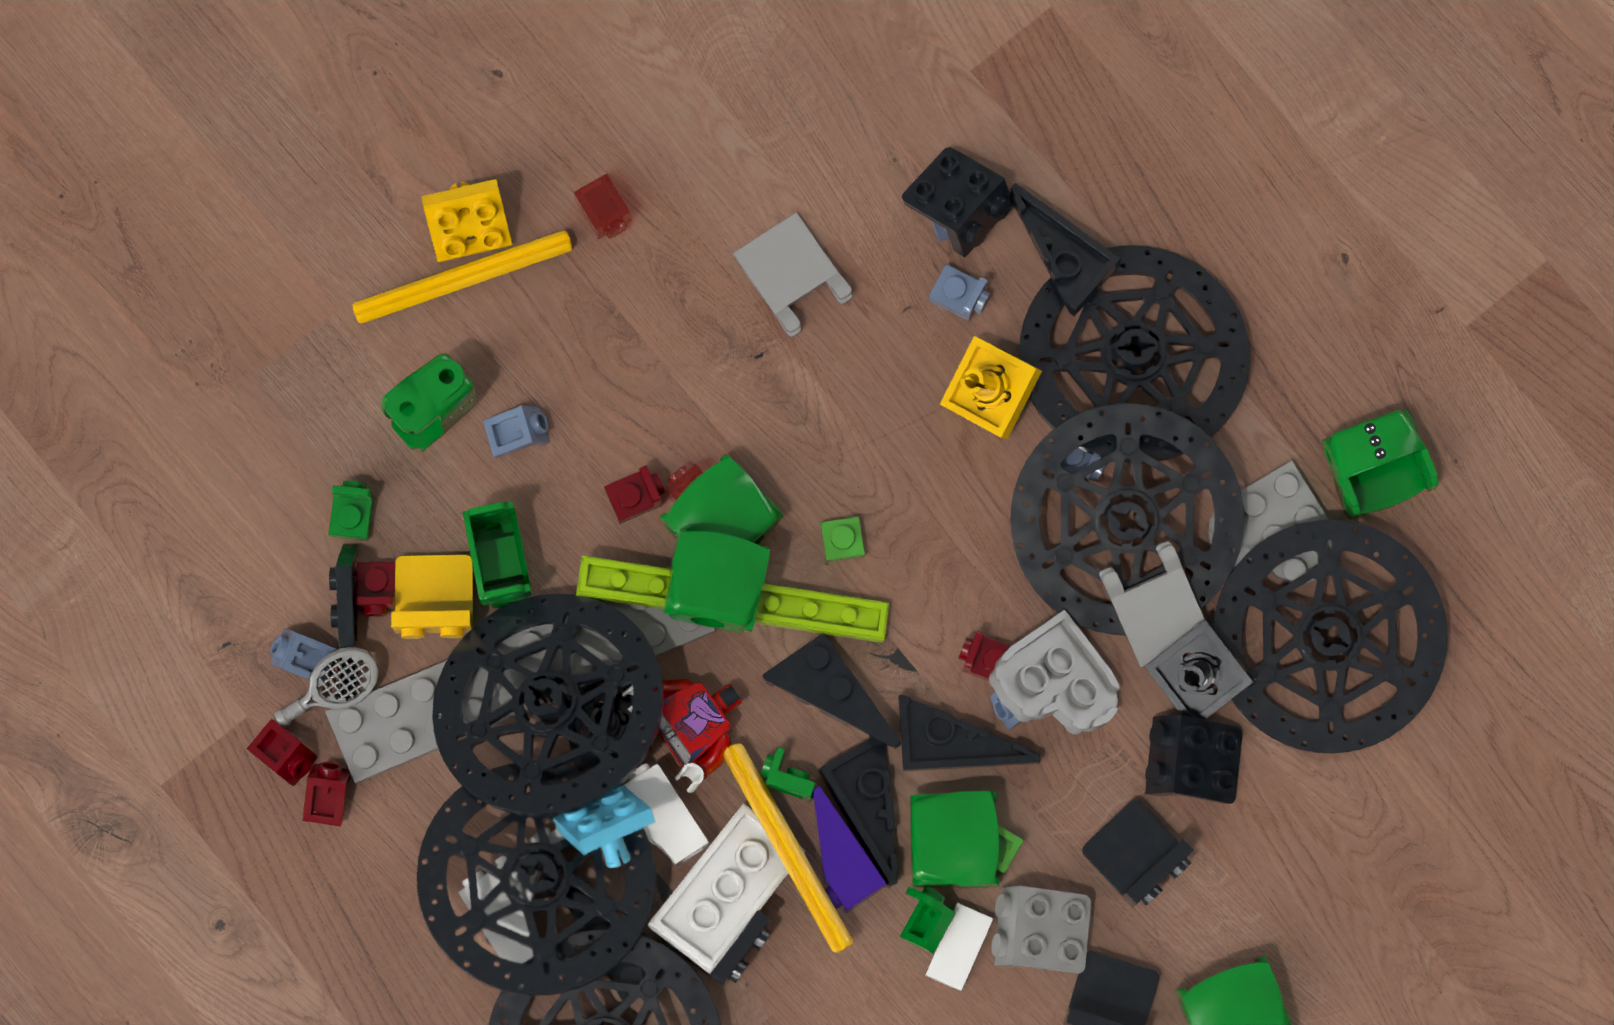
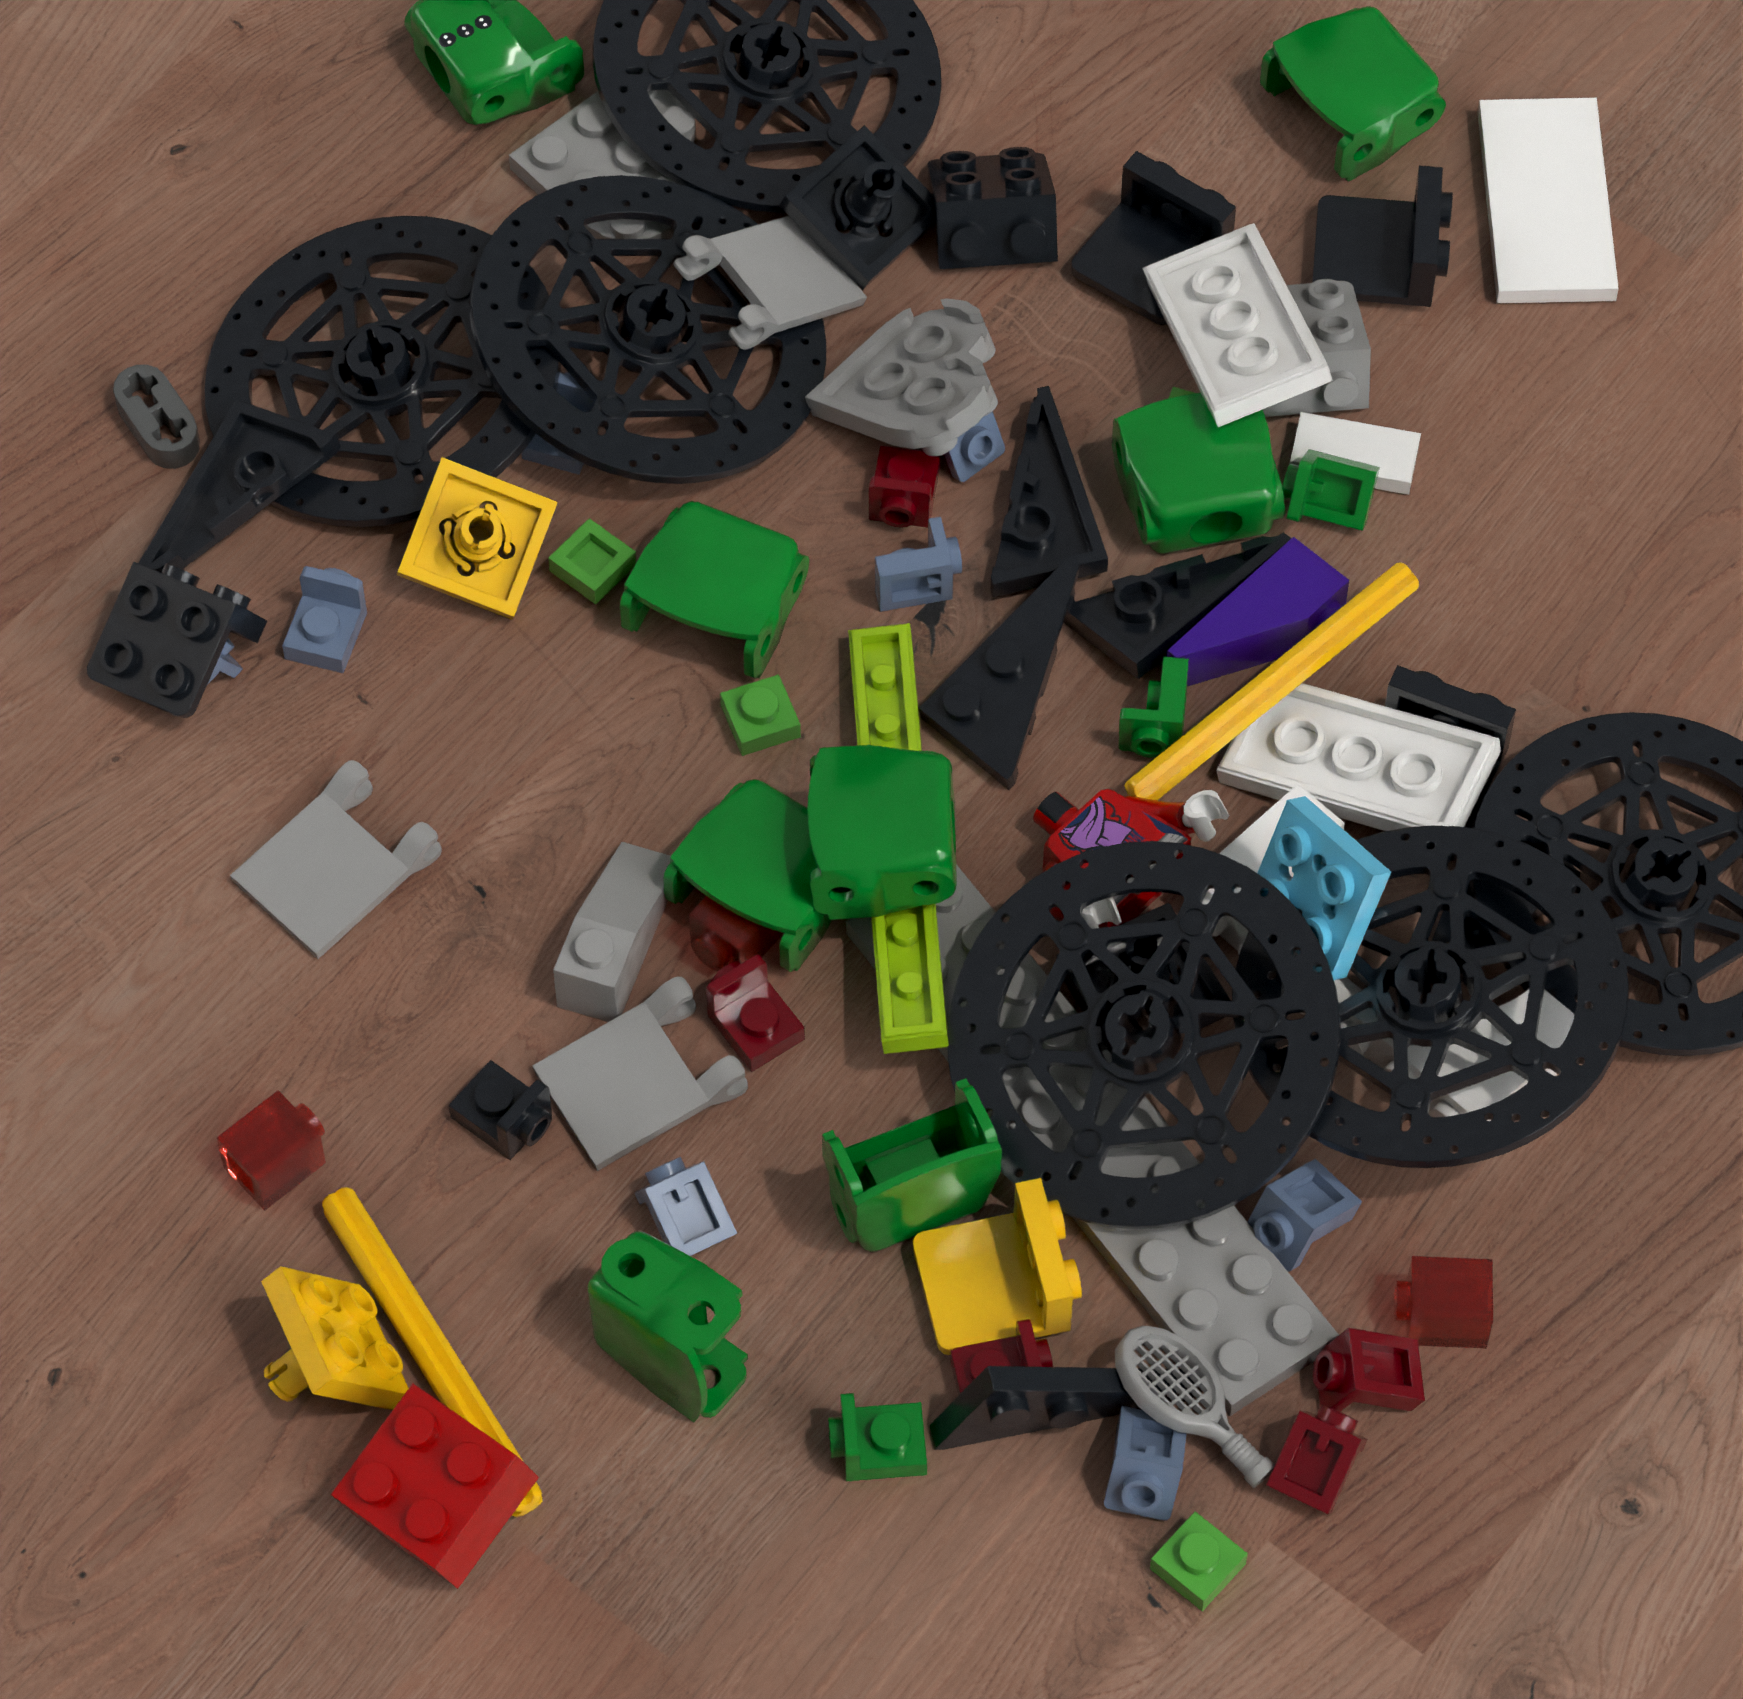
camera: 100 degrees left, 20 degrees down
(239, 673) = (1198, 1561): none -> bright green plate
(358, 847) = (1447, 1301): none -> clear red brick
(366, 260) = (435, 1485): none -> red brick
(432, 779) = (1300, 1211): none -> sand blue bracket
(605, 341) = (503, 1110): none -> black bracket
(608, 415) = (629, 1080): none -> light grey flag
(709, 425) = (612, 934): none -> light grey slope
(917, 647) = (919, 575): none -> sand blue bracket
(928, 525) = (718, 579): none -> green piece
(969, 457) = (592, 561): none -> bright green plate
(1045, 882) = (1237, 325): none -> white tile
(1130, 206) = (167, 411): none -> dark grey beam

